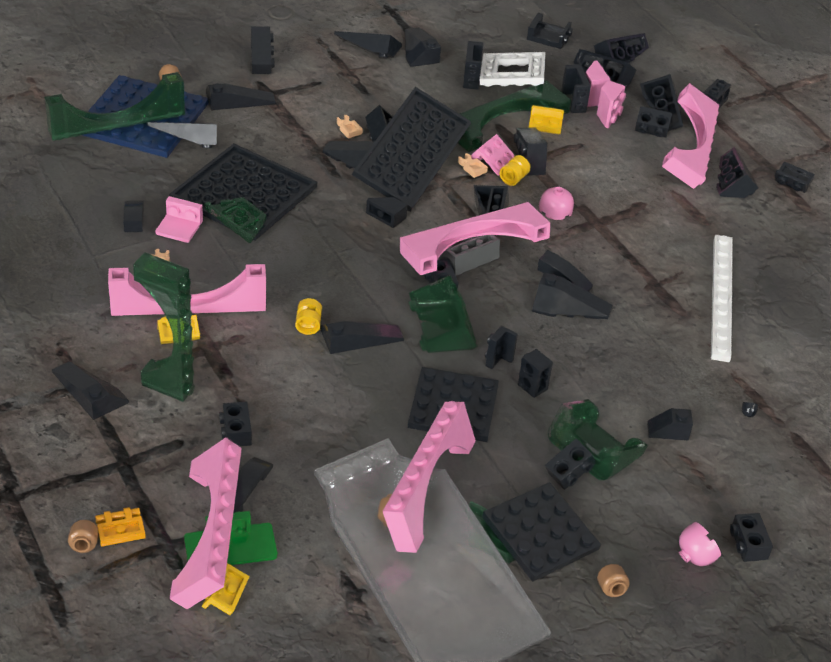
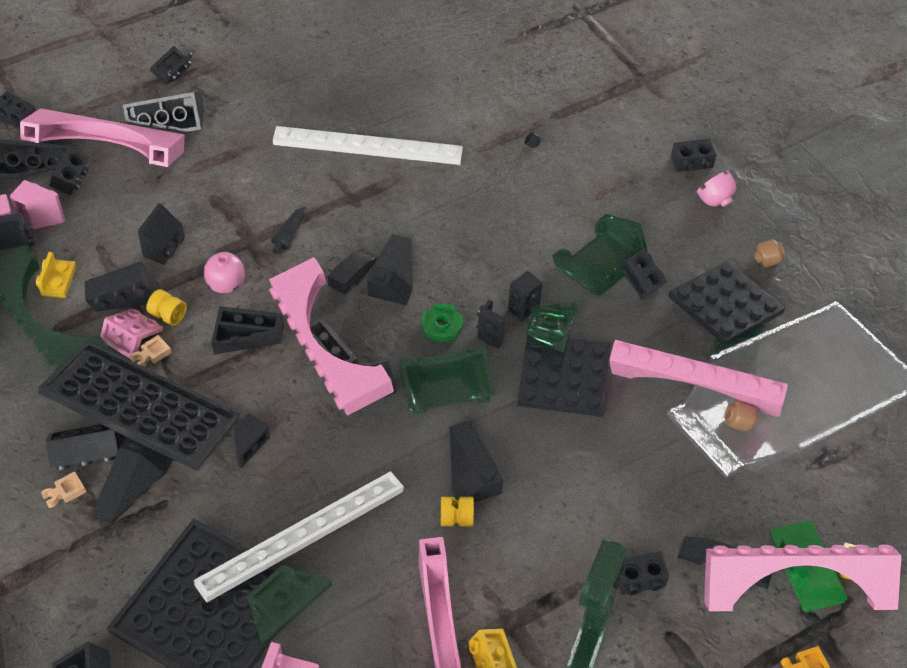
camera: 90 degrees left, 10 degrees up
(297, 232) = (297, 536): none -> white plate
(505, 392) = (552, 324): none -> clear green wing
(512, 319) = (442, 333): none -> green plate
(588, 164) = (160, 235): none -> black slope
(602, 240) = (287, 232): none -> black bar
(671, 424) = (567, 198): black slope -> none

